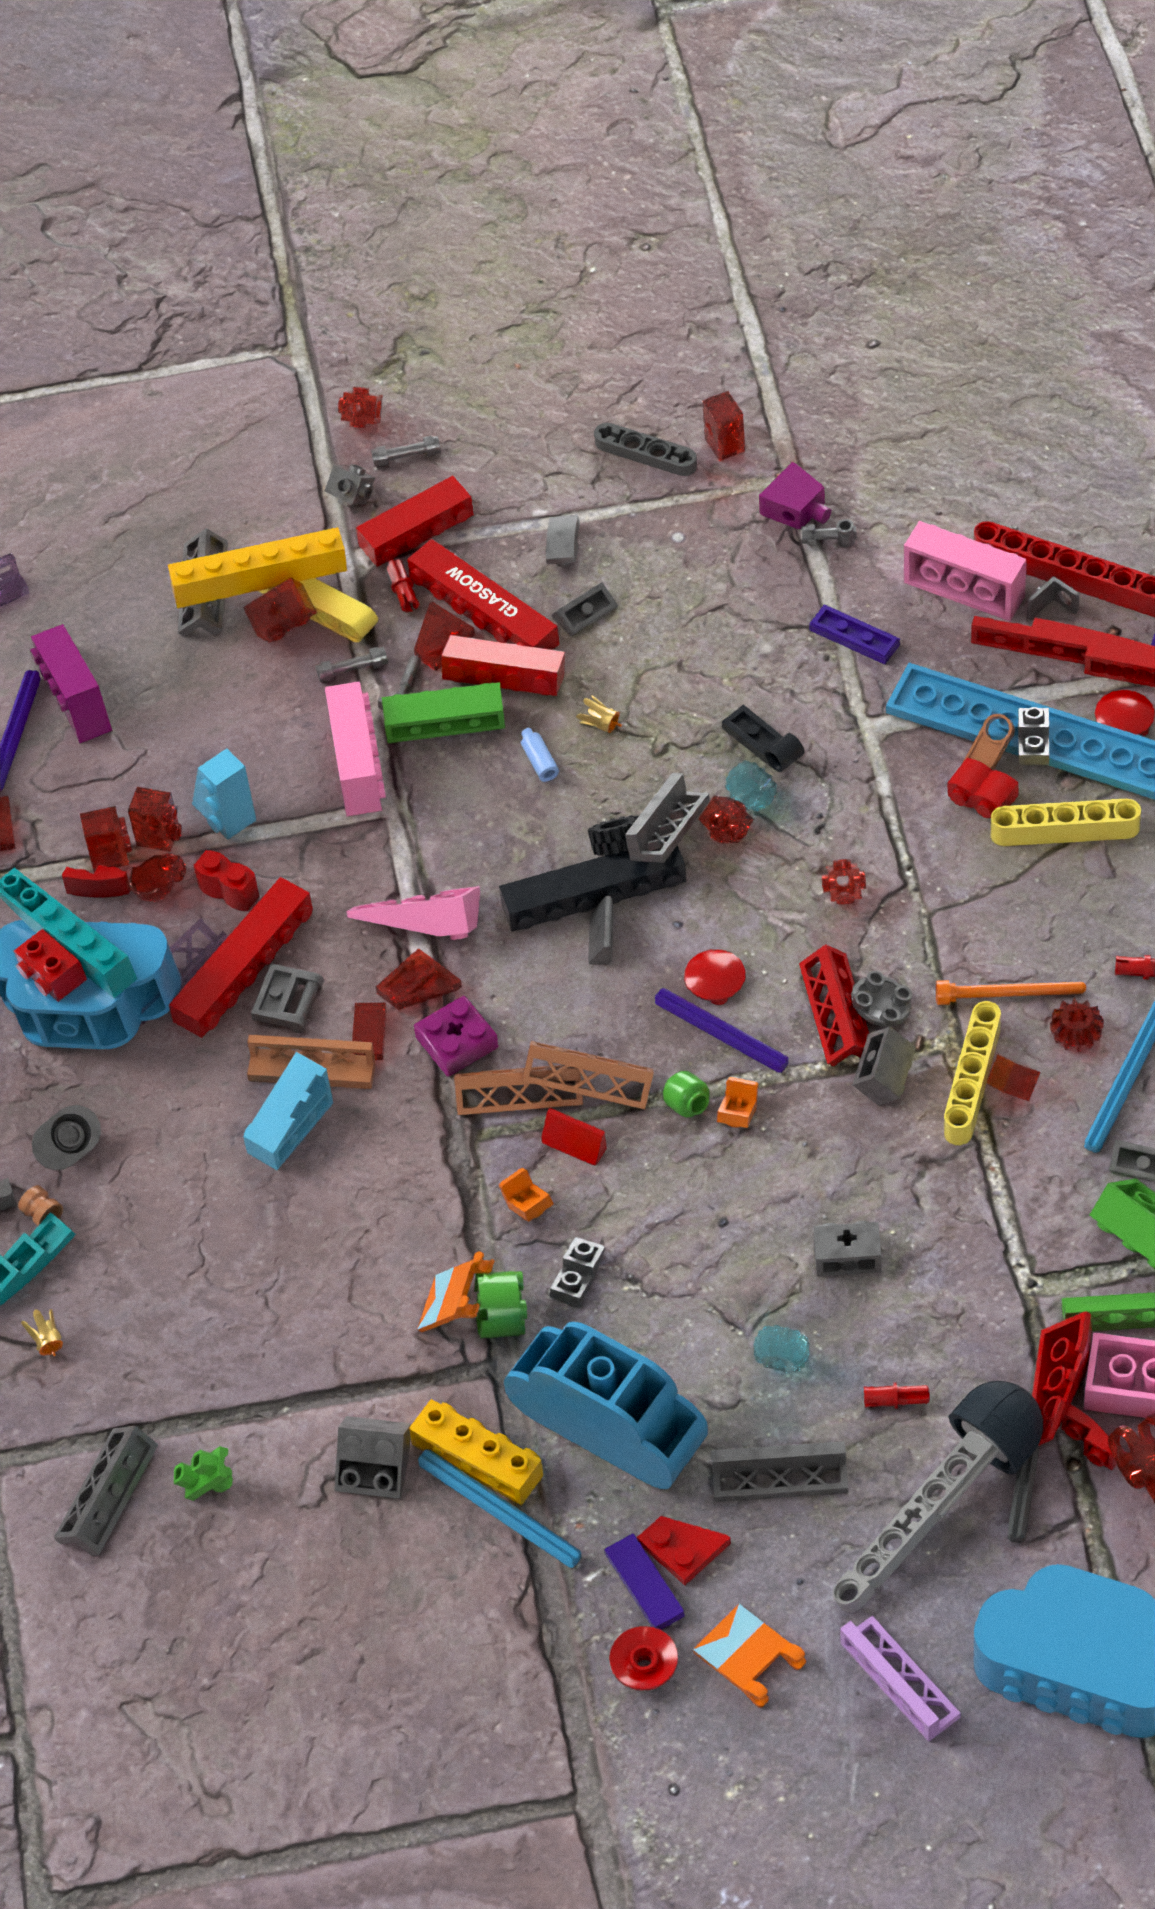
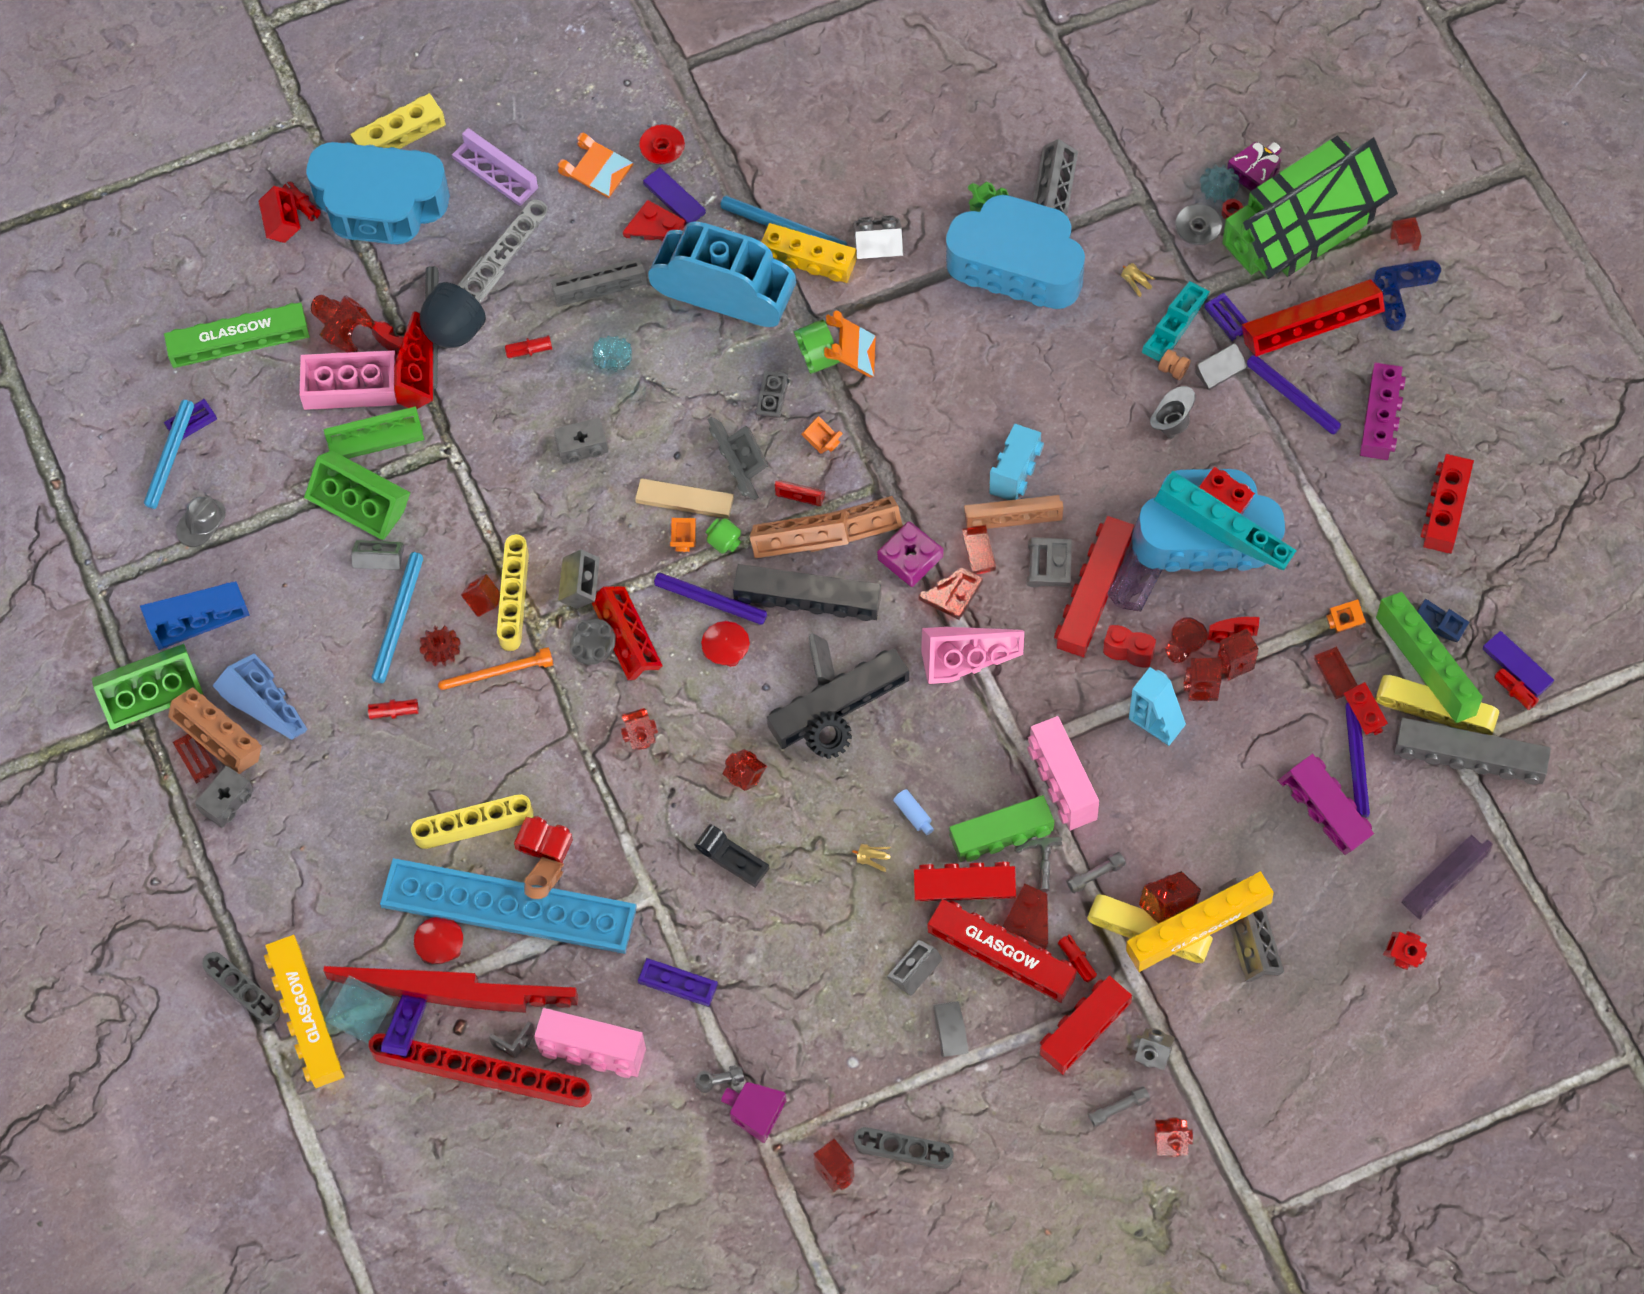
camera: 165 degrees right, 10 degrees up
(47, 531) = (1406, 950): none -> red brick
(192, 1379) = (1017, 252): none -> dark azure brick
(598, 1009) = (807, 592): none -> black brick
(639, 1193) = (742, 454): none -> dark grey bracket
(658, 820) = (797, 745): flat silver fence -> none
(726, 1158) = (684, 498): none -> tan tile
(751, 785) = (730, 801): clear light blue gear -> none
(1033, 736) = (507, 888): flat silver slope -> none
(1046, 1749) = (409, 126): none -> light yellow brick

